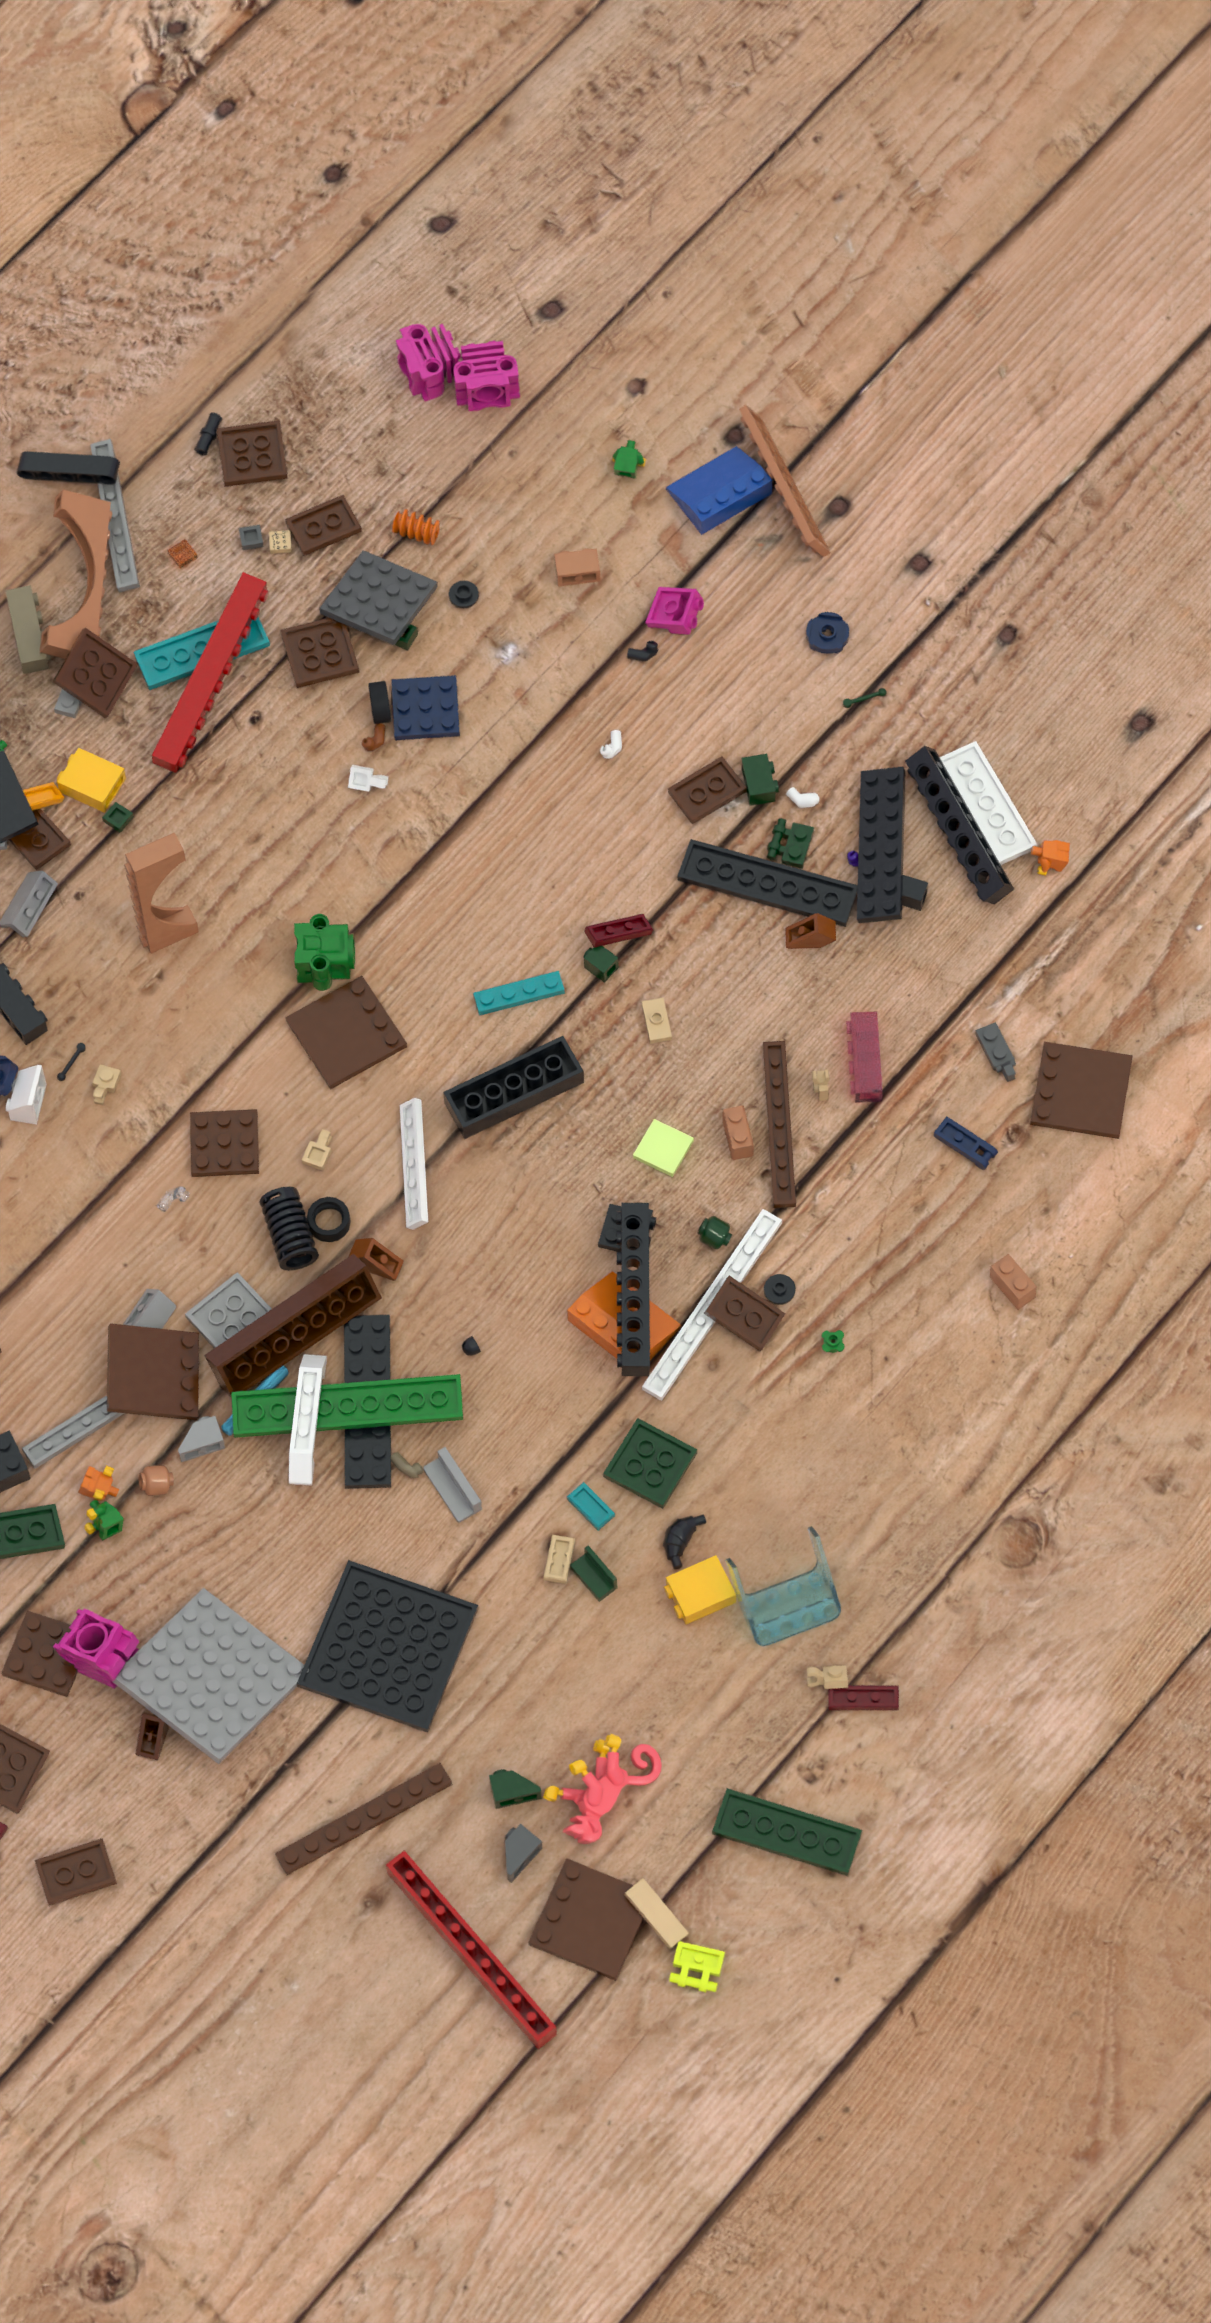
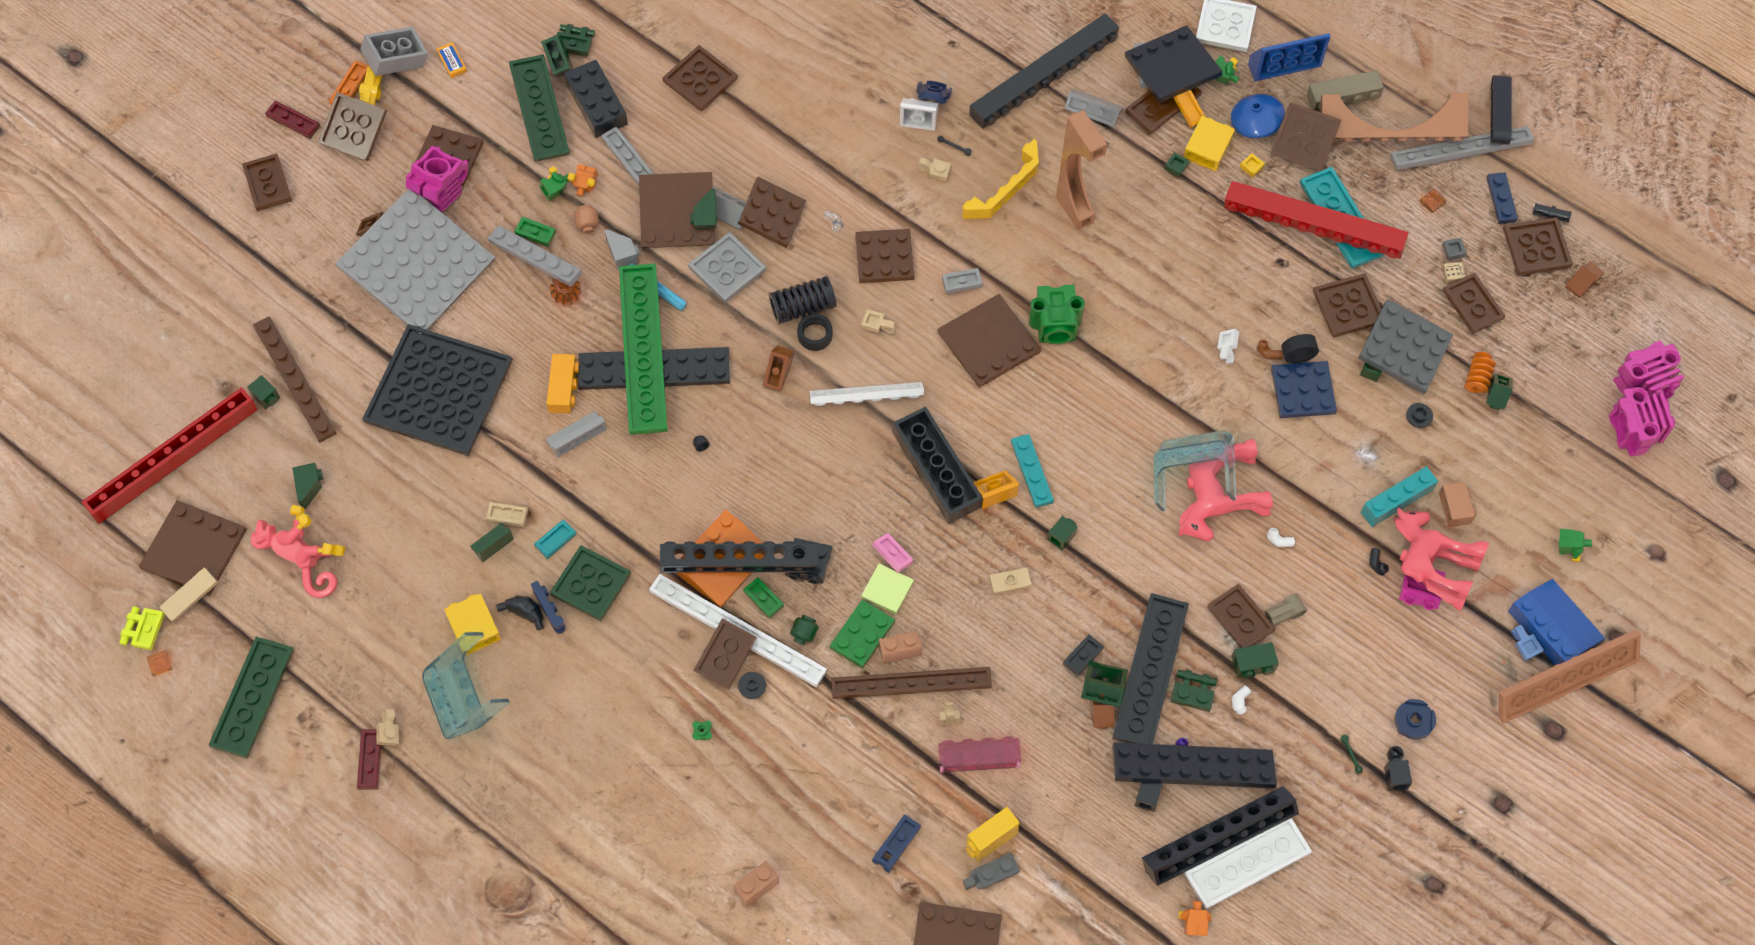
camera: 85 degrees right, 0 degrees up
(64, 734) = (1258, 122): none -> blue dish
(96, 973) = (977, 209): none -> yellow slope
(121, 738) = (1252, 165): none -> yellow tile
(160, 1264) = (771, 212): none -> reddish brown plate
(164, 1331) = (705, 212): none -> dark green slope
(169, 1541) = (535, 231): none -> green plate
(183, 483) = (1502, 198): none -> dark blue plate
(209, 1536) = (535, 256): none -> light grey plate
(254, 1494) = (563, 292): none -> clear orange gear
(266, 1057) = (962, 281): none -> light grey plate
(293, 1326) = (713, 305): reddish brown brick -> none
(297, 412) = (1584, 279): none -> dark orange slope
(305, 1419) = (634, 314): white slope -> none
(384, 1848) = (263, 392): none -> dark green brick
(387, 1501) = (562, 383): none -> light orange brick
(412, 1471) = (590, 402): dark tan arm -> none
(441, 508) = (1499, 391): none -> dark green slope
(510, 817) = (1192, 450): none -> clear light blue windscreen
(520, 1849) = (253, 489): dark grey slope -> none
(539, 1025) = (997, 488): none -> light orange slope
(560, 806) = (1211, 497): none -> coral animal
(567, 622) = (1399, 496): none -> teal brick
(618, 930) = (1092, 544): dark red tile -> none
(620, 1139) = (892, 552): none -> bright pink plate
(637, 600) = (1429, 544): none -> coral animal
(673, 1276) = (763, 598): none -> green plate
(681, 1507) = (548, 607): none -> dark blue plate
(698, 741) = (1291, 607): none -> dark tan piece
(717, 1175) = (862, 633): none -> green plate
(741, 1943) = (159, 663): none -> clear orange tile
(743, 517) = (1526, 645): none -> medium blue plate
(749, 949) = (1080, 657): none -> black plate
(800, 933) = (1111, 689): none -> dark green window
(868, 658) = (1391, 754): none -> black hinge
(890, 654) = (1397, 774): none -> black brick
(960, 1042) = (992, 834): none -> yellow brick

